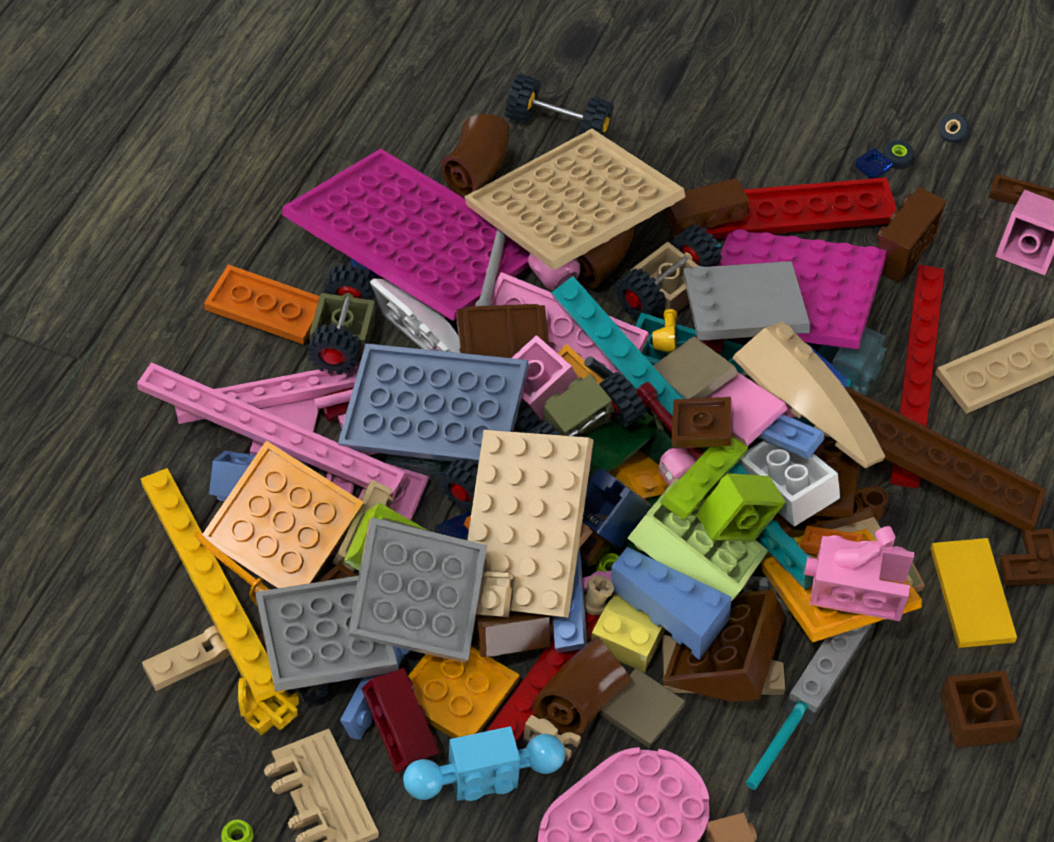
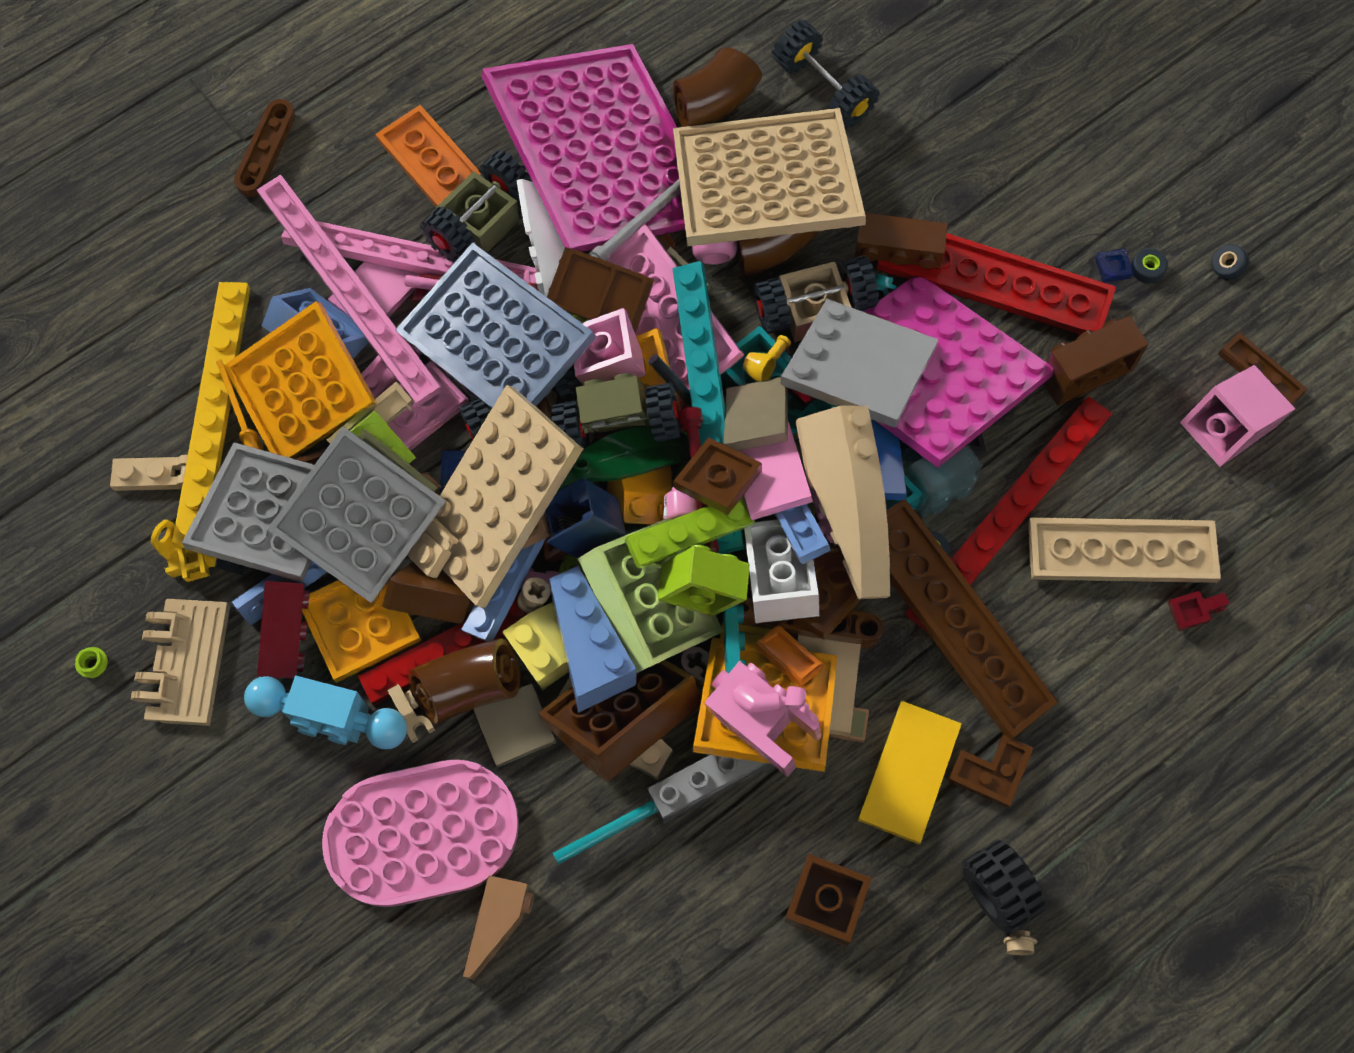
camera: 35 degrees right, 15 degrees up
(107, 354) = (264, 147): none -> reddish brown plate

